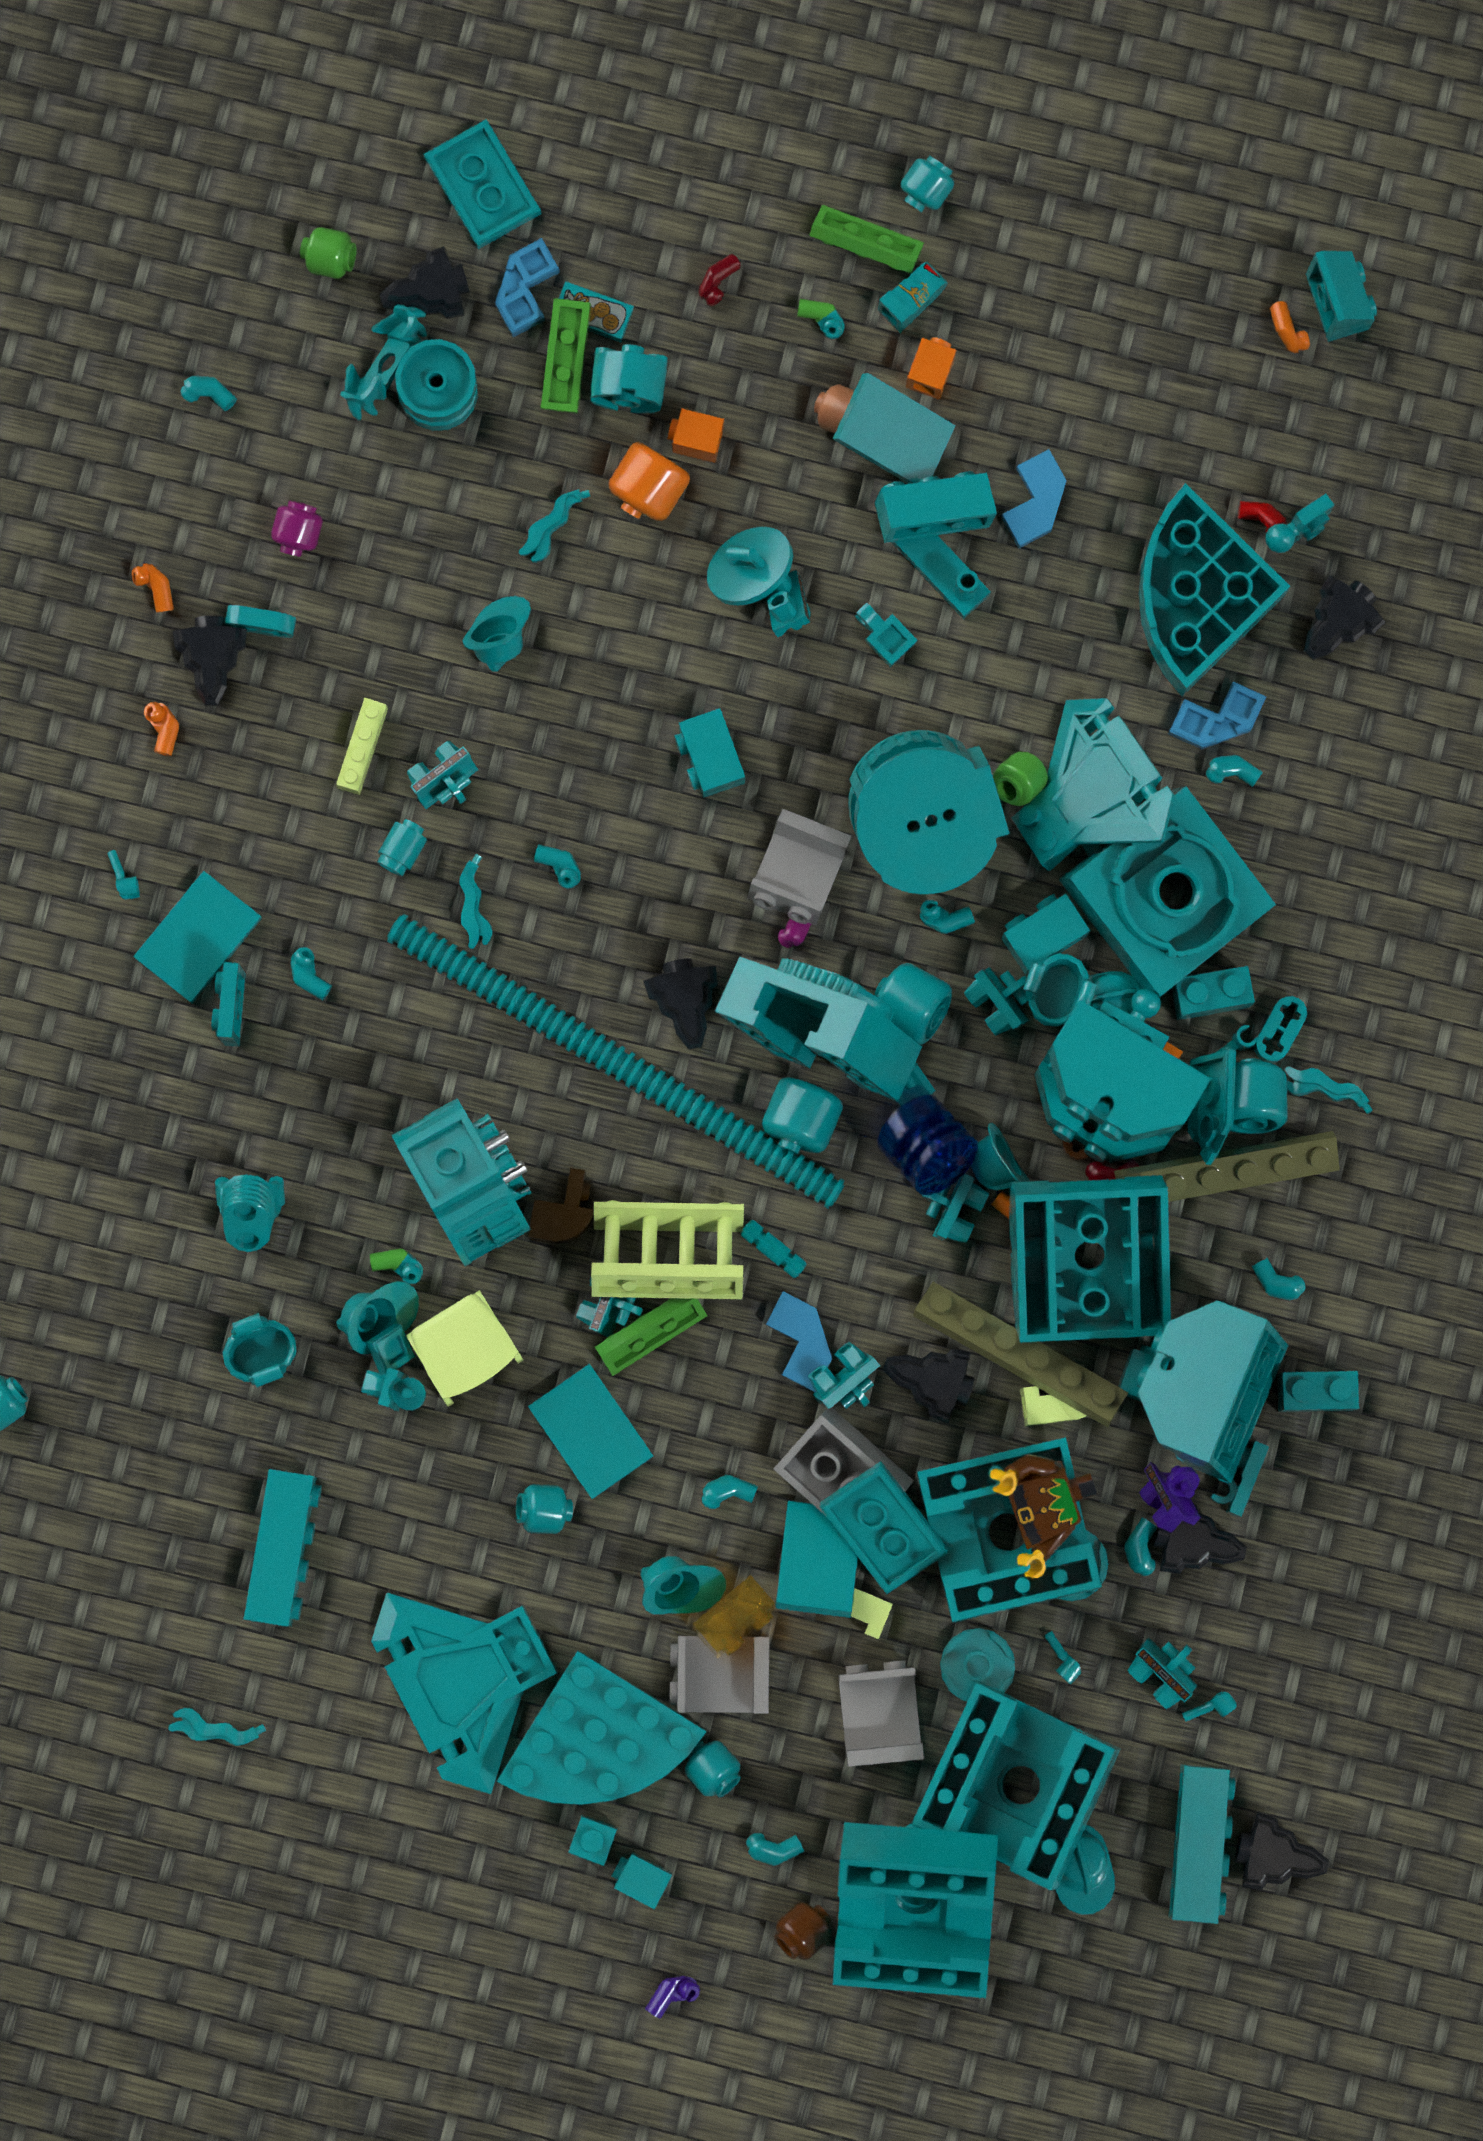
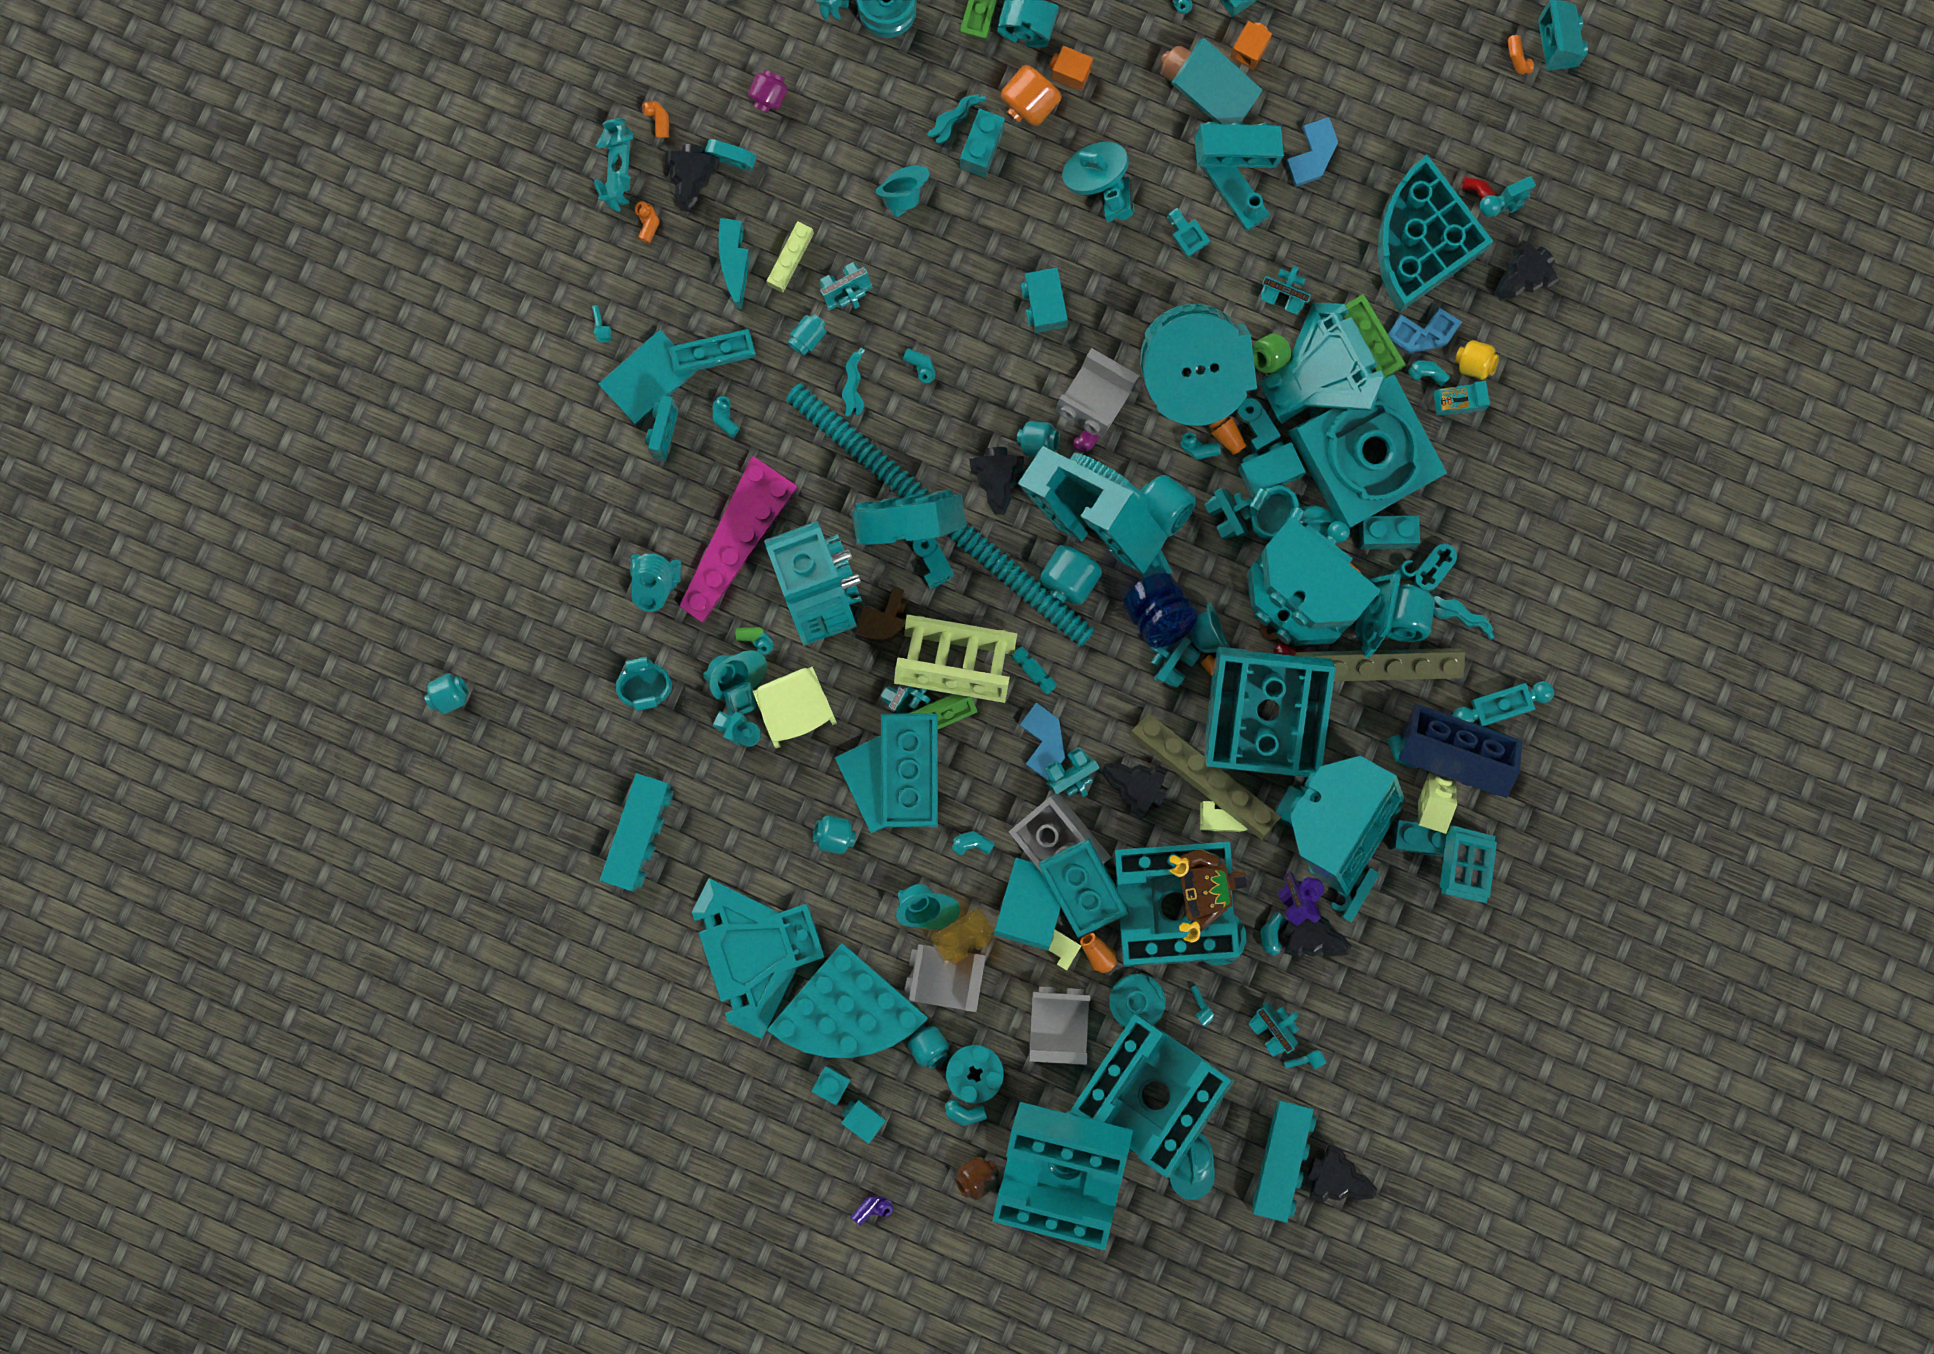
camera: 15 degrees right, 0 degrees up
(106, 624) = (617, 140): none -> teal piece
(199, 1730) = (555, 957): teal hair -> none
(278, 890) = (712, 352): none -> teal tile
(287, 761) = (733, 258): none -> teal slope
(359, 1110) = (746, 521): none -> dark pink wing
(582, 1076) = (908, 518): none -> teal brick
(594, 554) = (982, 143): none -> teal brick
(608, 1111) = (934, 560): none -> teal leg
(629, 1408) = (909, 770): none -> teal tile
(730, 939) = (1035, 436): none -> teal head
(801, 1797) = (969, 1089): none -> teal brick
(918, 1611) = (1098, 953): none -> orange cone
(982, 896) = (1228, 434): none -> orange cone
(1019, 875) = (1258, 424): none -> teal leg
(1043, 695) = (1273, 287): none -> teal hips
(1154, 735) = (1375, 336): none -> bright green plate
(1281, 800) = (1462, 399): none -> teal leg
(1294, 745) = (1477, 360): none -> yellow head
(1329, 1341) = (1437, 803): none -> yellowish green brick
(1350, 1268) = (1461, 751): none -> dark blue brick
(1382, 1416) = (1468, 864): none -> teal piece
(1397, 1198) = (1506, 703): none -> teal plate

